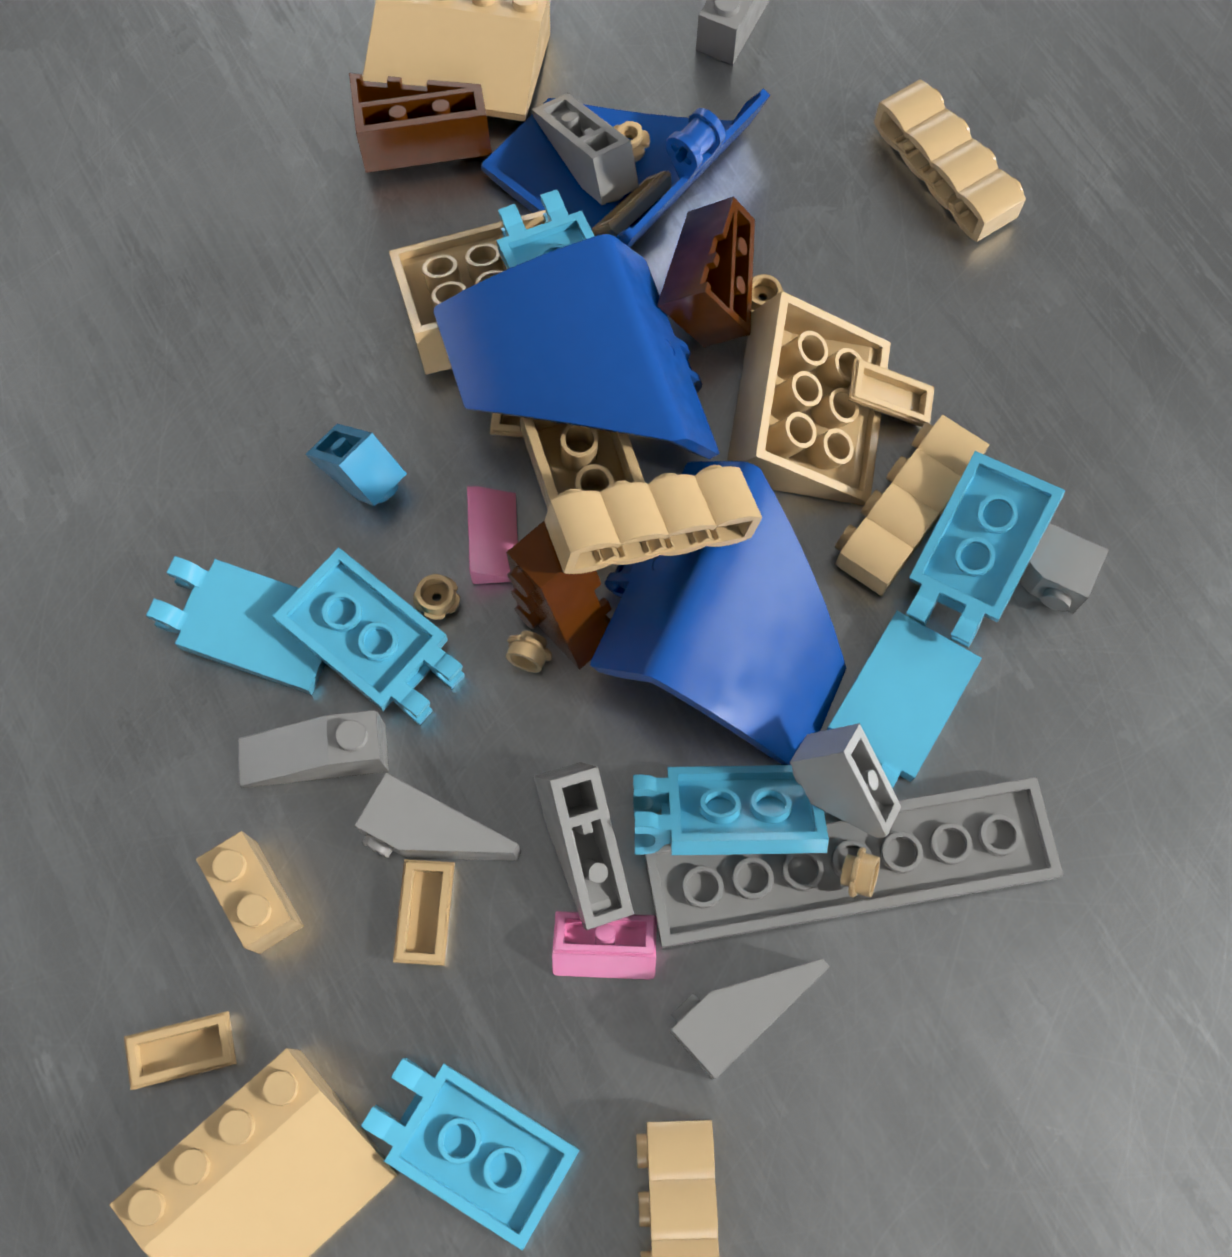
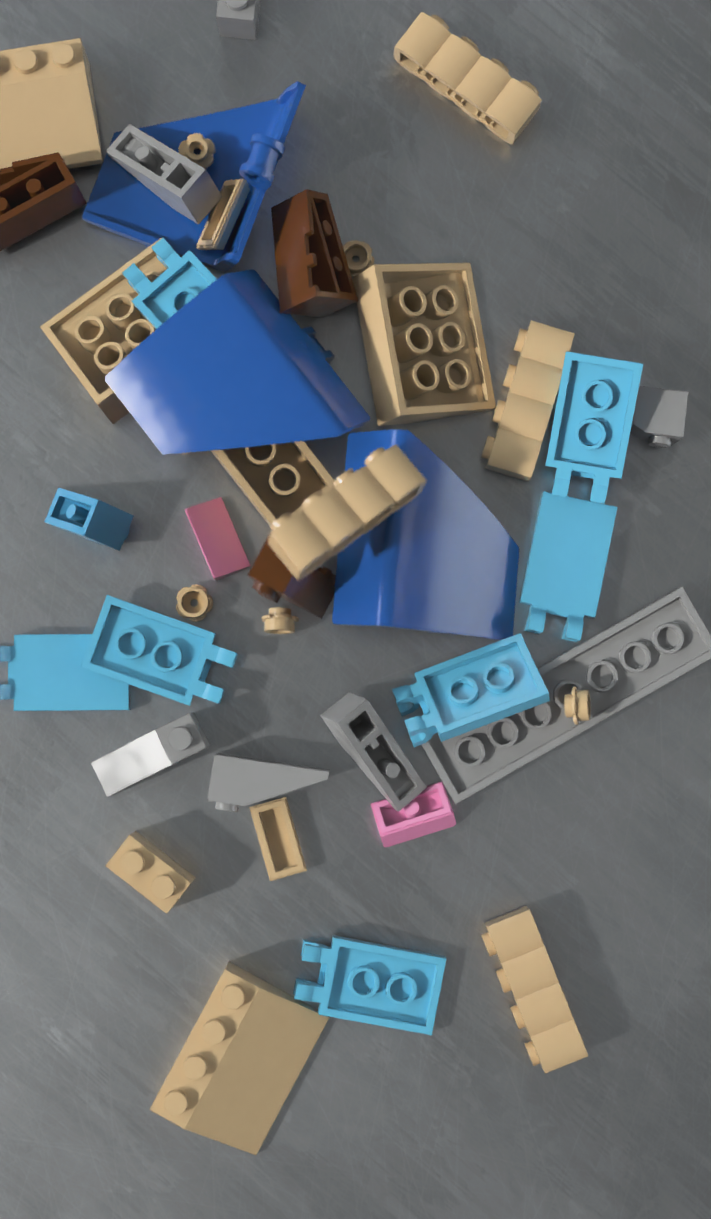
camera: 20 degrees left, 15 degrees up
(180, 1050) = (147, 993): tan tile -> none
(735, 1016) = (521, 834): light grey slope -> none
(846, 779) = (547, 642): light grey slope -> none
(891, 393) = (485, 312): tan tile -> none

